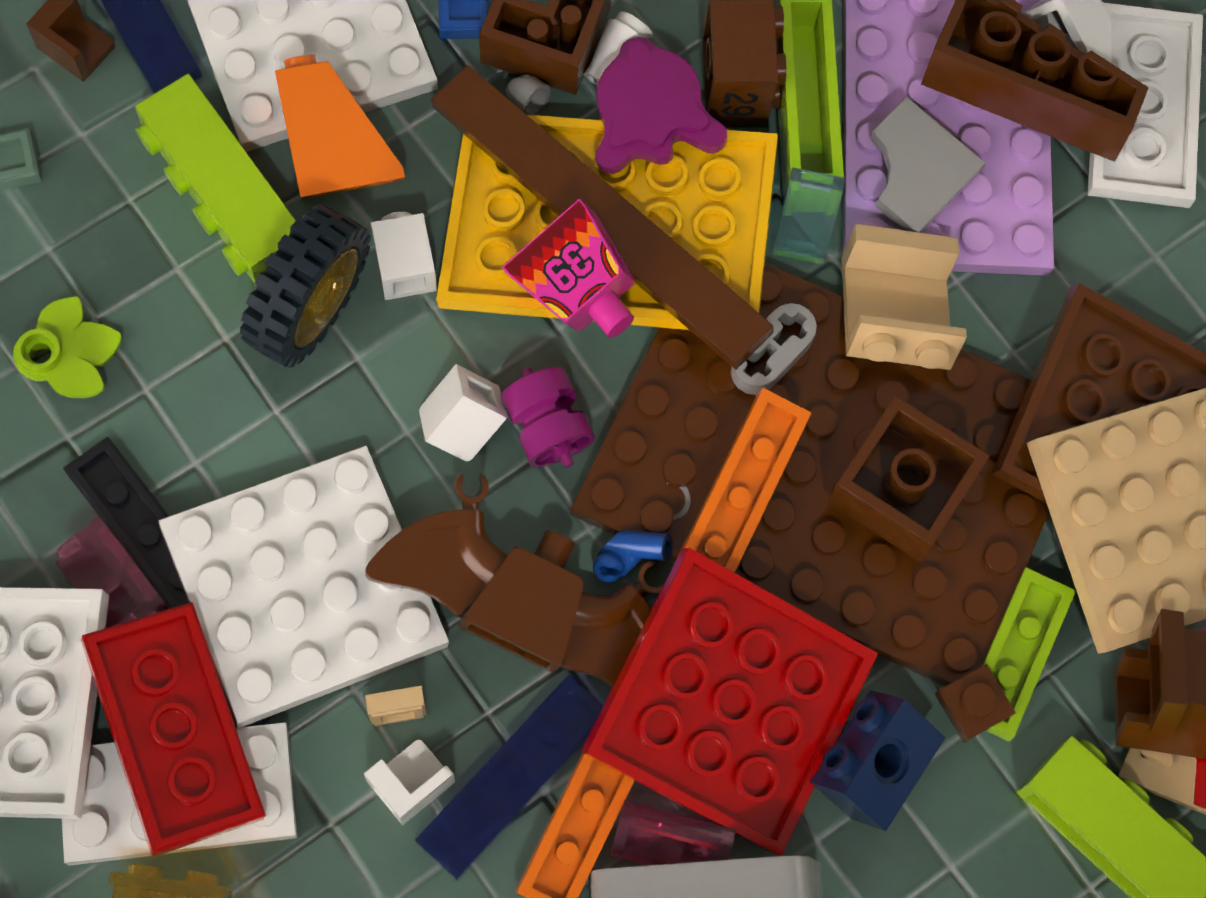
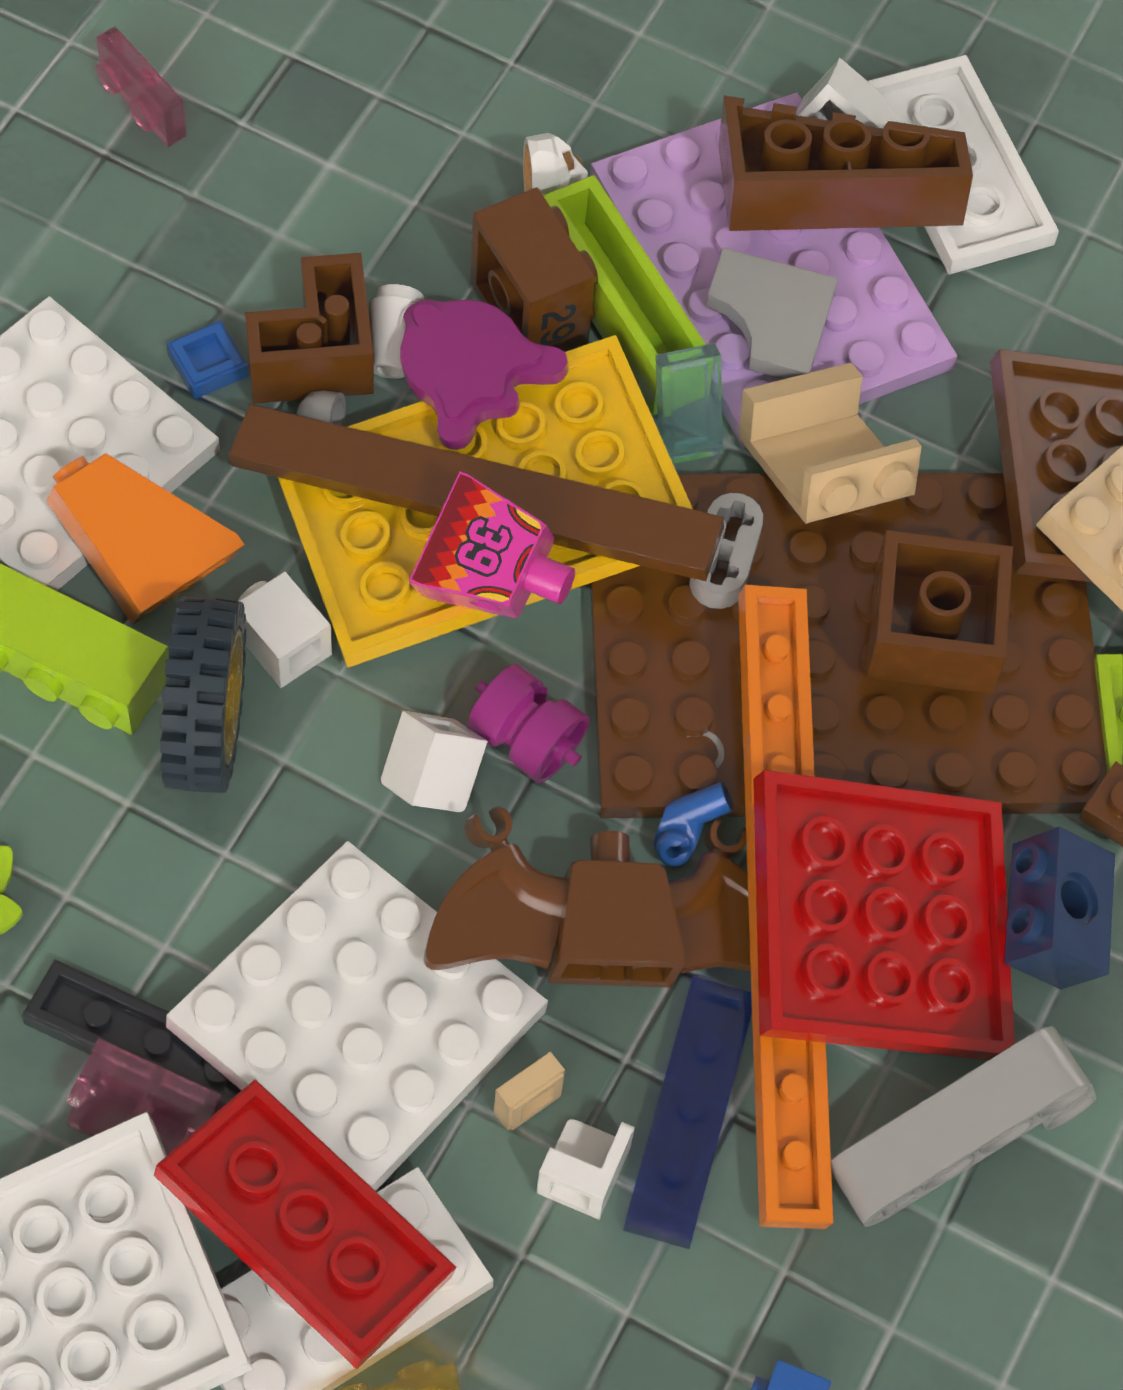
camera: 25 degrees left, 10 degrees down
(668, 838) = (879, 1091): clear pink plate -> none

